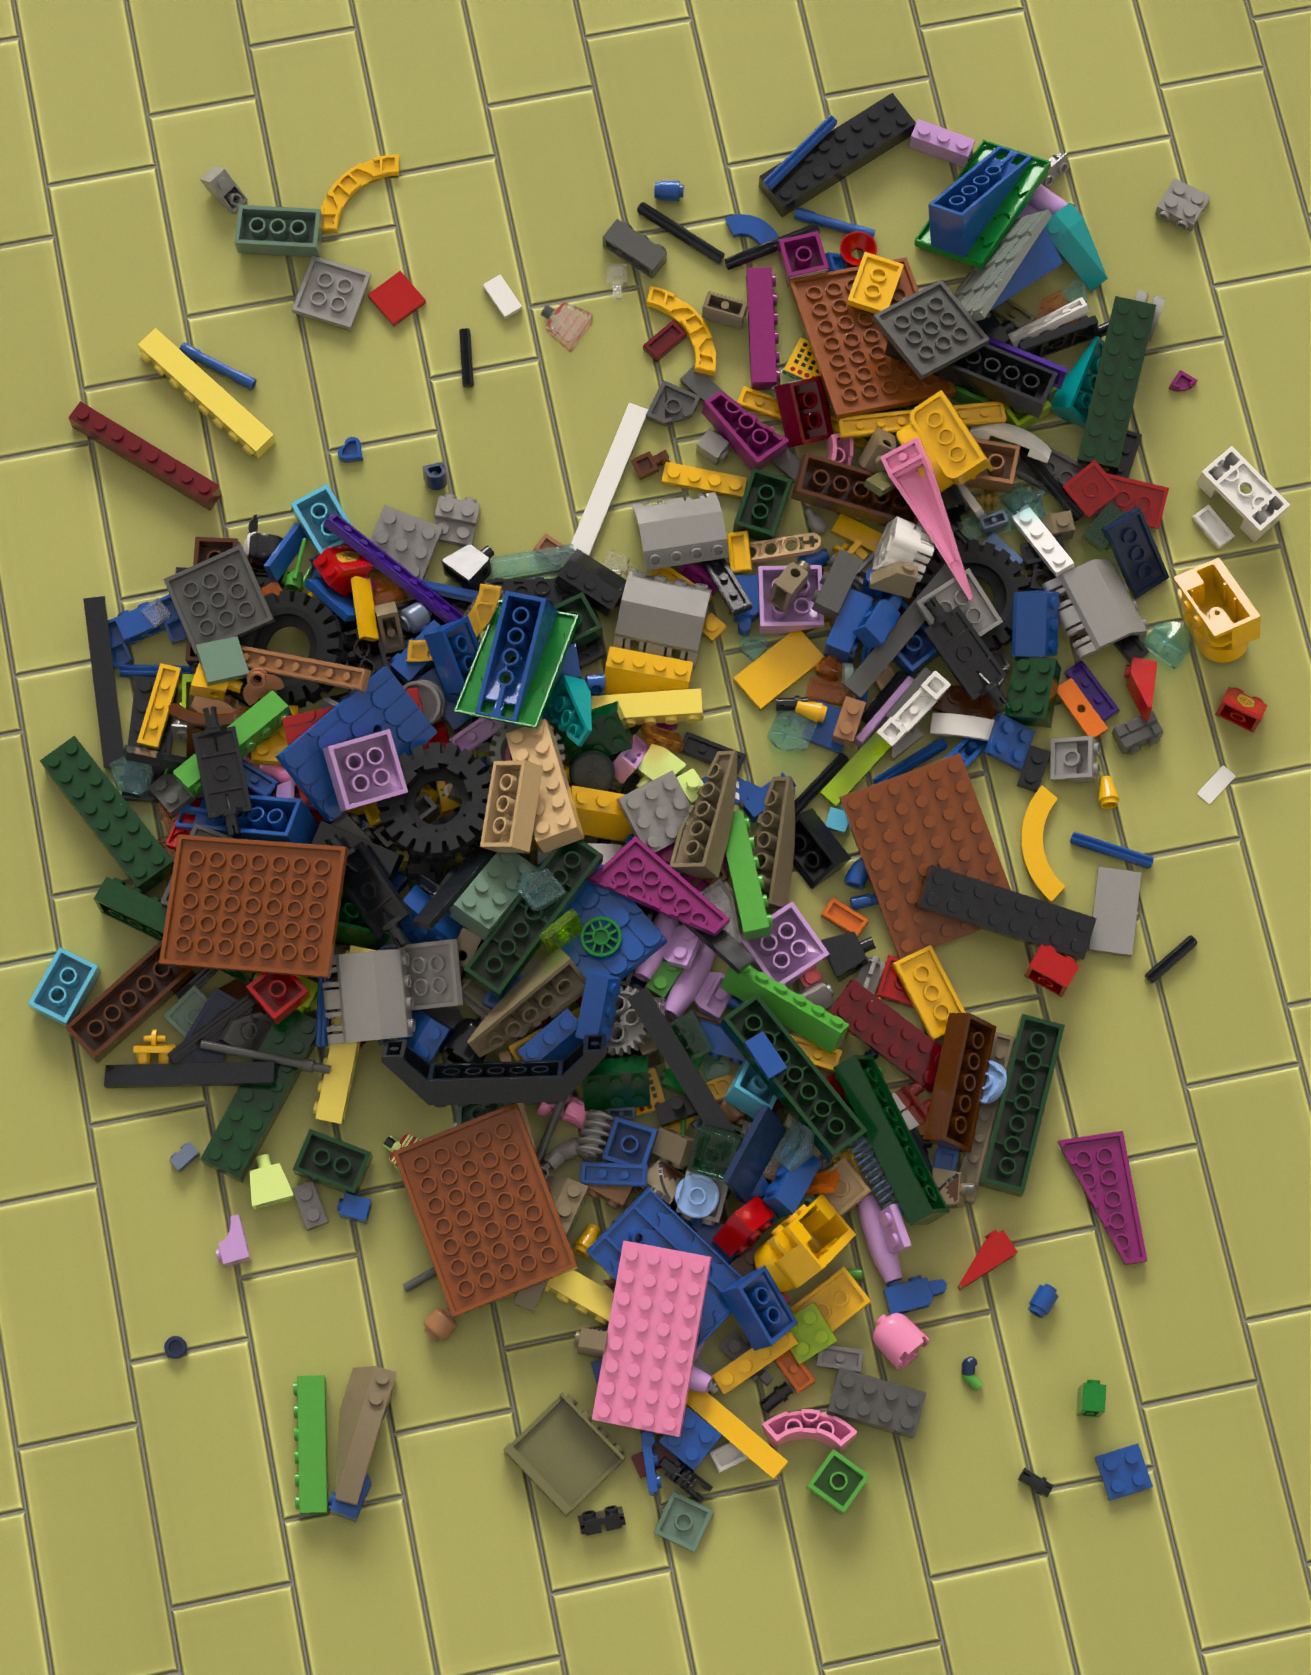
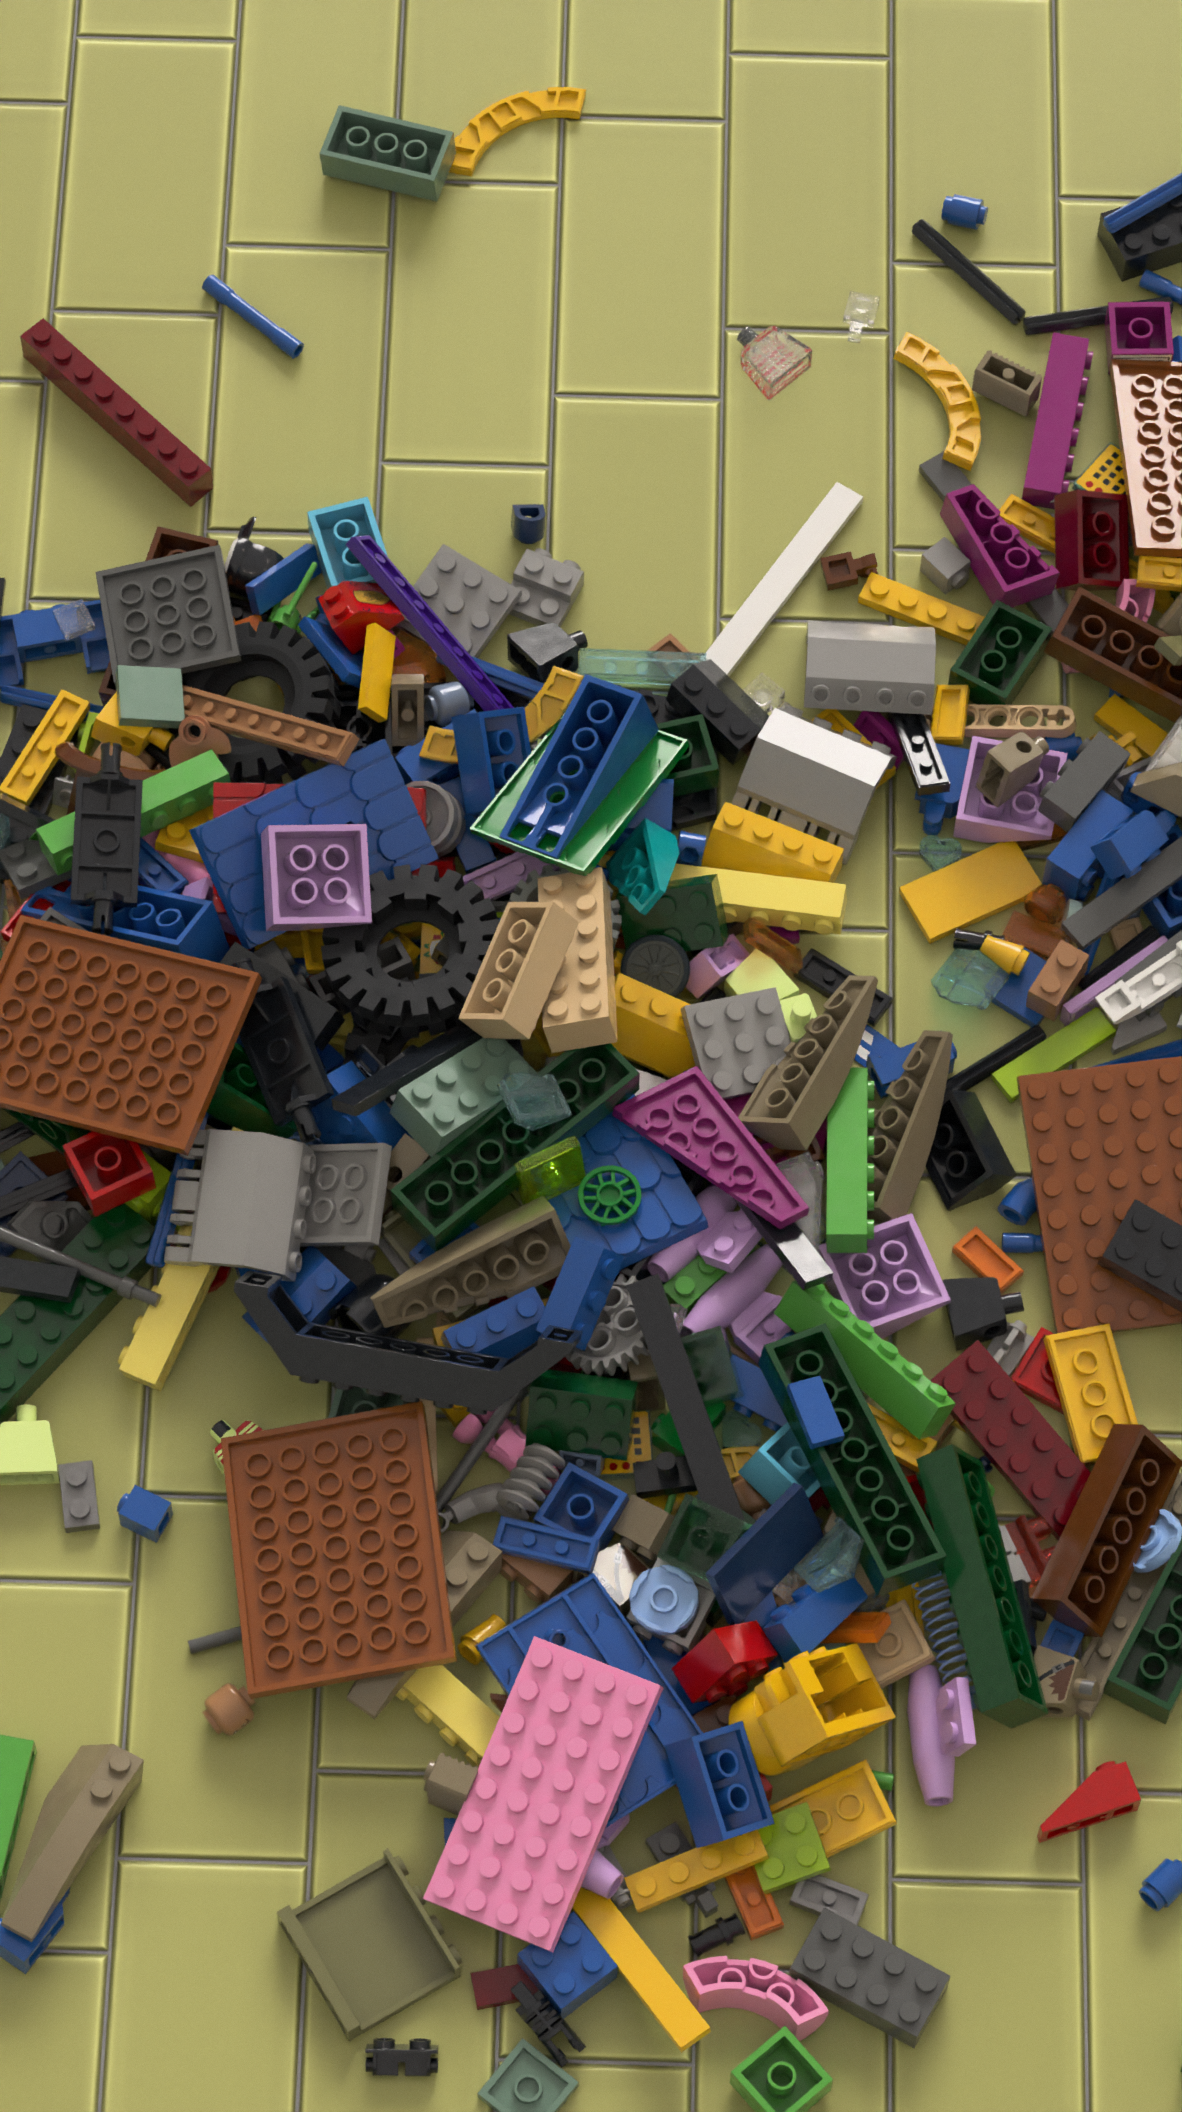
camera: 15 degrees right, 10 degrees down
(206, 393) = (227, 348): light yellow brick -> none
(223, 188) = (323, 84): light grey slope -> none
(331, 293) = (442, 251): light grey plate -> none
(332, 1163) = (128, 1438): dark green brick -> none
(350, 451) = (415, 467): blue tile -> none
(396, 298) = (534, 278): red tile -> none
(466, 357) = (614, 376): black axle -> none
(502, 296) = (687, 306): white tile -> none
(635, 248) = (896, 278): dark grey brick -> none
(650, 1461) = (498, 1983): blue hinge -> none
(664, 340) = (909, 411): dark red tile -> none
(672, 404) = (899, 497): dark grey plate -> none
(713, 627) = (885, 813): yellow plate -> none
(726, 1457) = (620, 2008): white tile -> none
(750, 227) = (1071, 284): blue tile -> none
(810, 977) = (915, 1336): coral plate -> none
(815, 522) = (1074, 698): light grey cylinder -> none
(819, 994) = (924, 1355): light grey brick -> none
(836, 820) = (1007, 1120): medium azure tile -> none
(898, 1339) = (926, 1889): bright pink cylinder -> none
(912, 1295) = (963, 1829): blue hinge -> none
(968, 1372) = (1023, 1967): arm -> none

